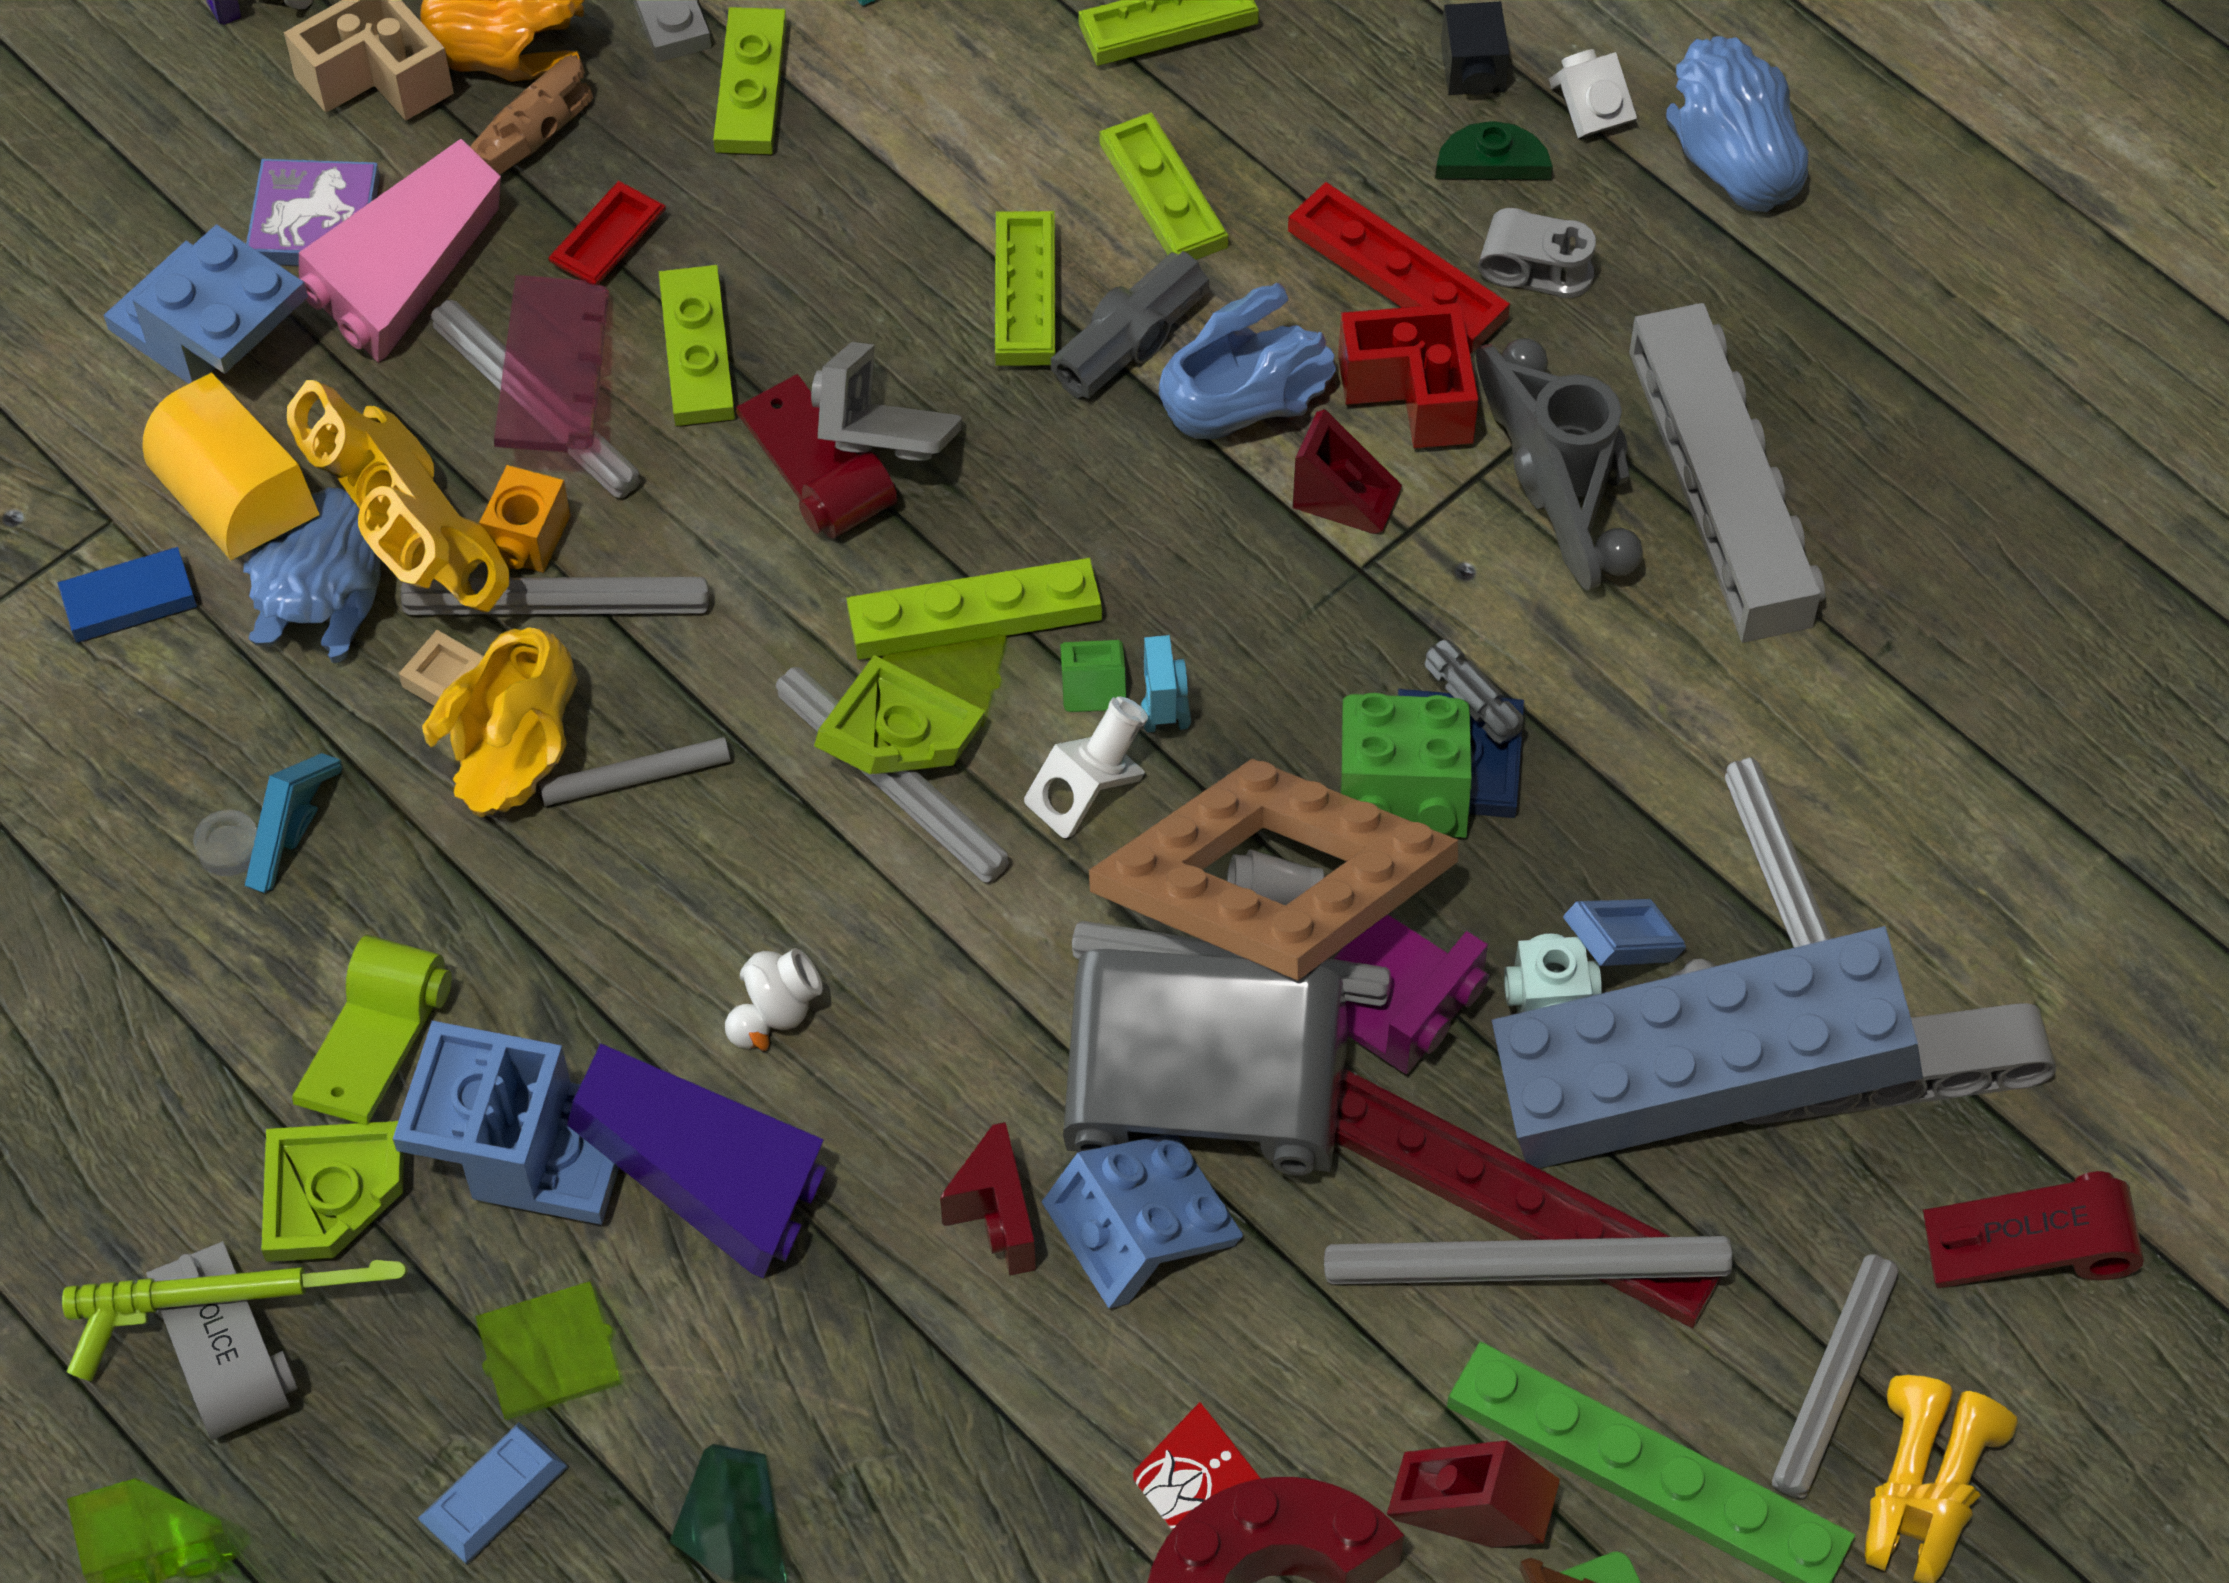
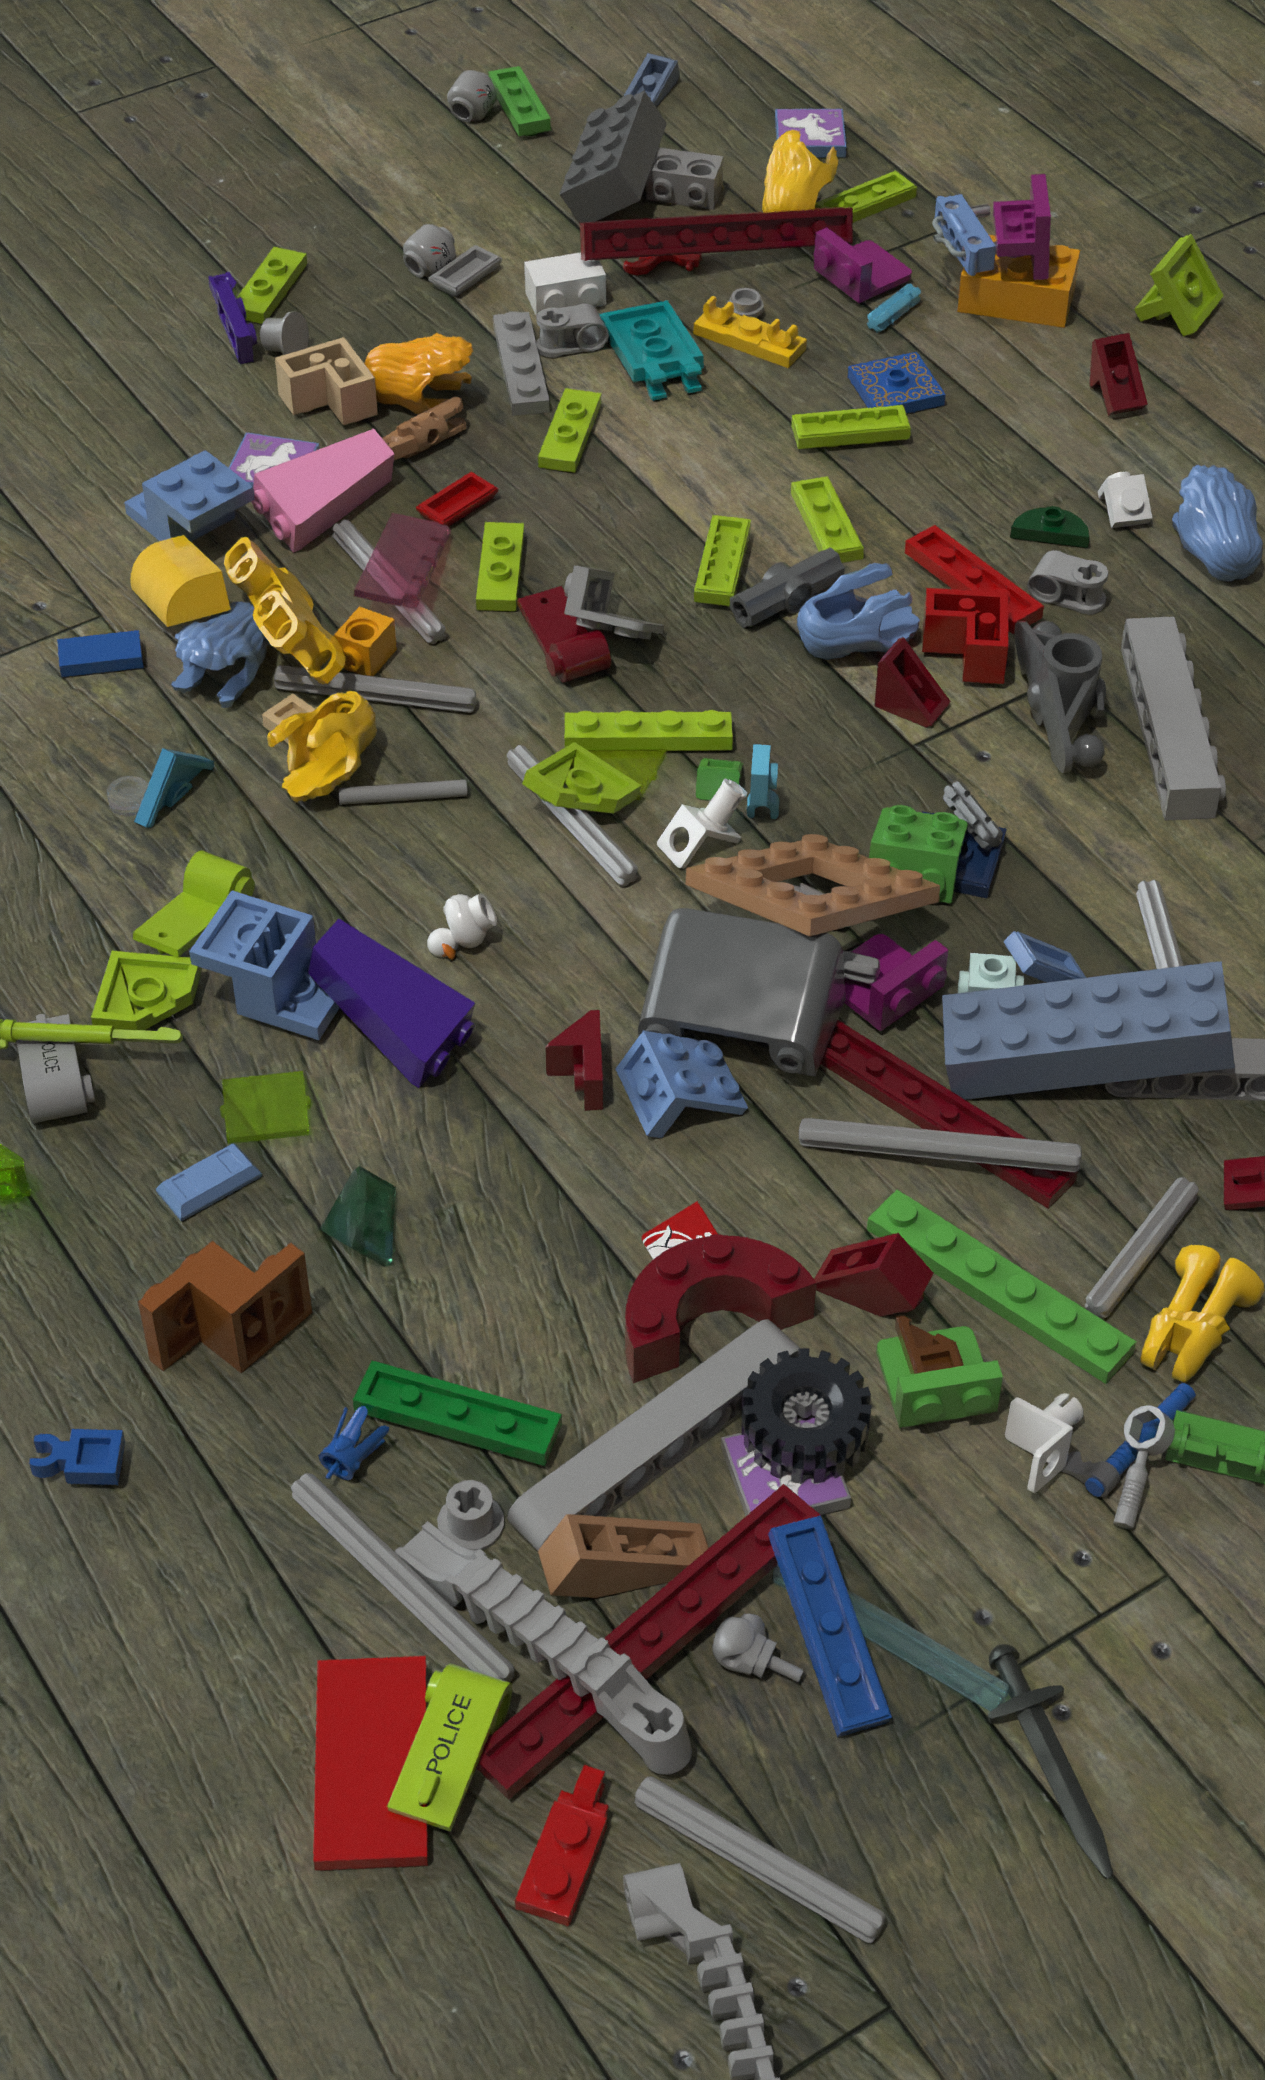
camera: 10 degrees right, 10 degrees down
(1474, 48) = (1050, 466): black brick -> none

